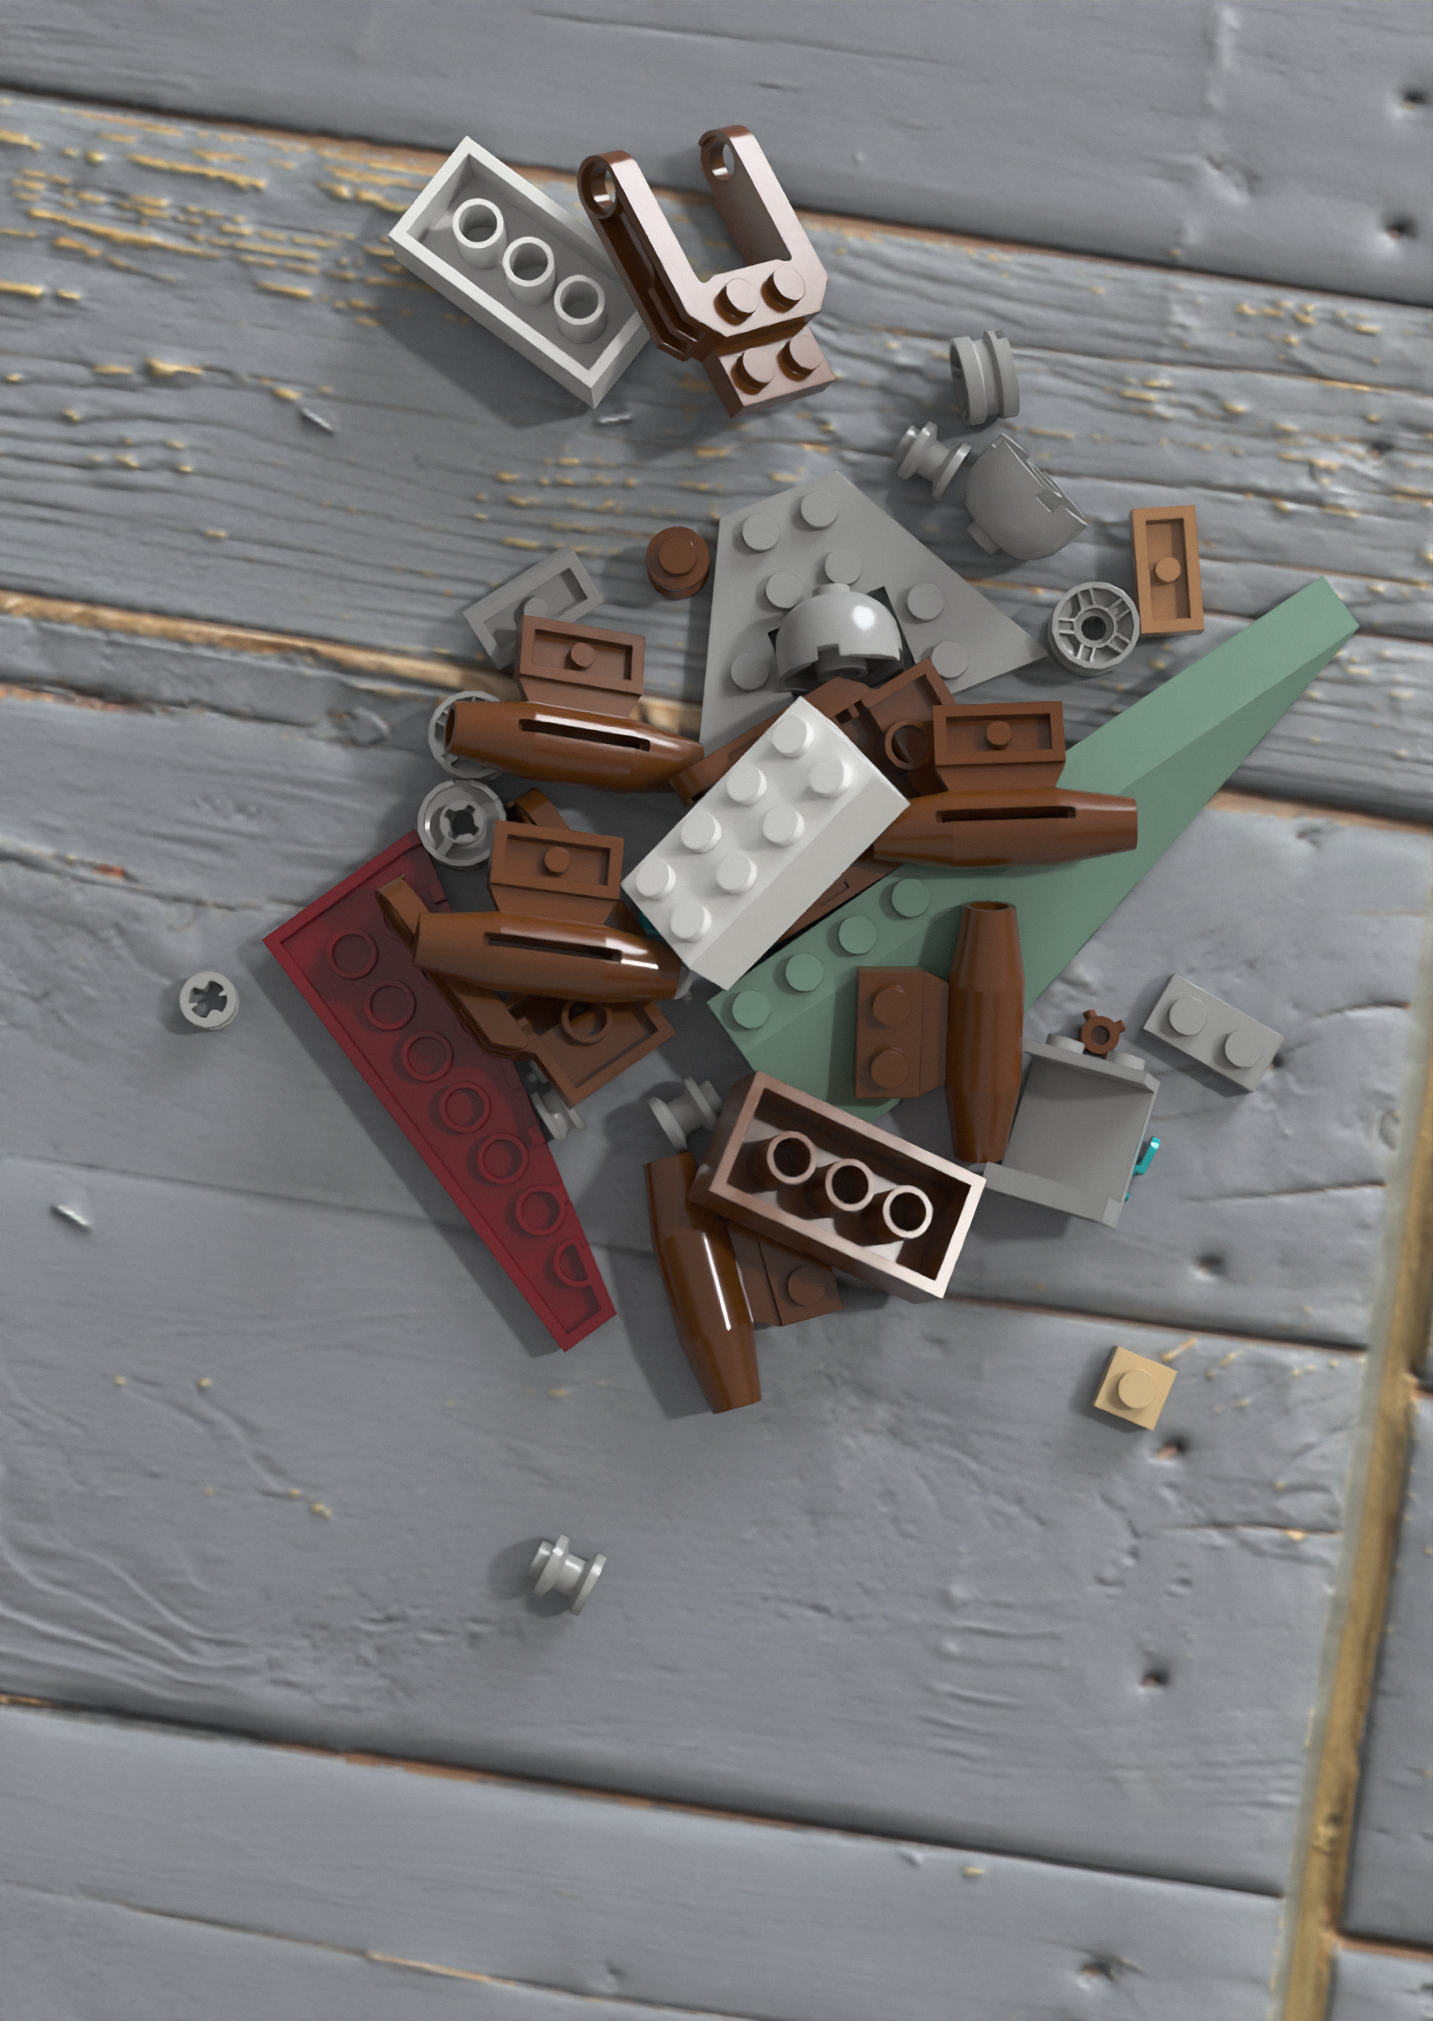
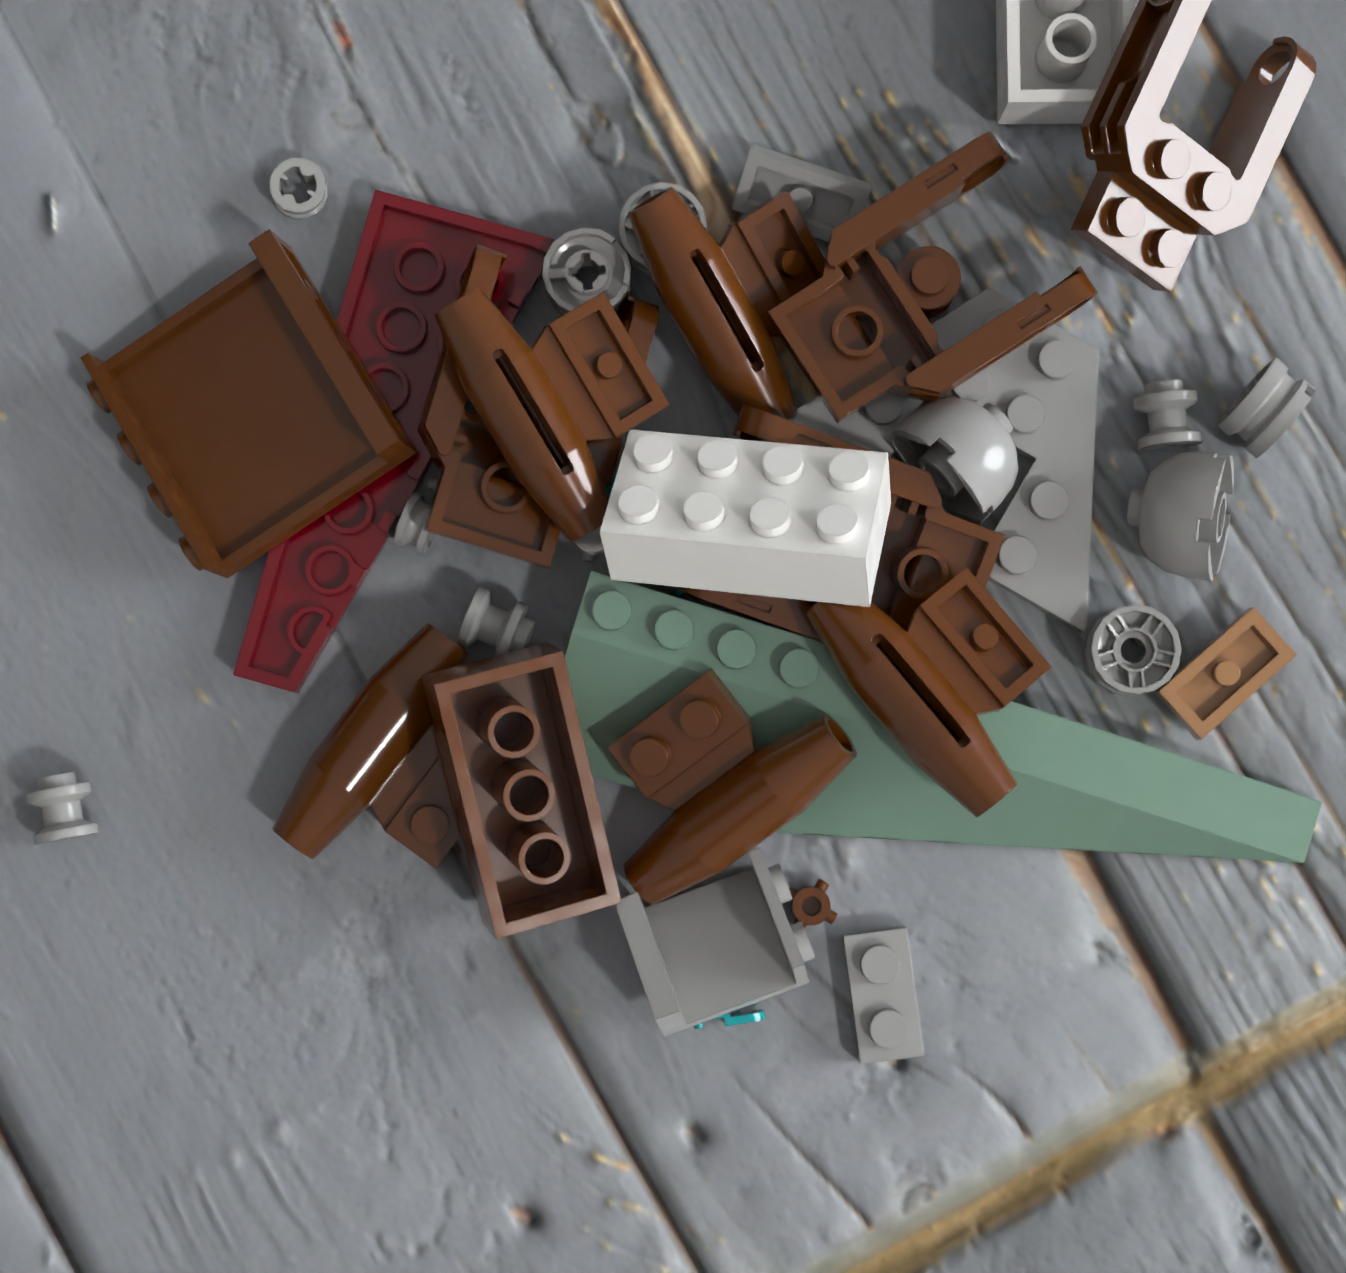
camera: 60 degrees right, 0 degrees up
(363, 1177) = (249, 412): none -> reddish brown panel
(678, 640) = (862, 328): none -> reddish brown plate
(1134, 1387) = (551, 1148): tan plate -> none

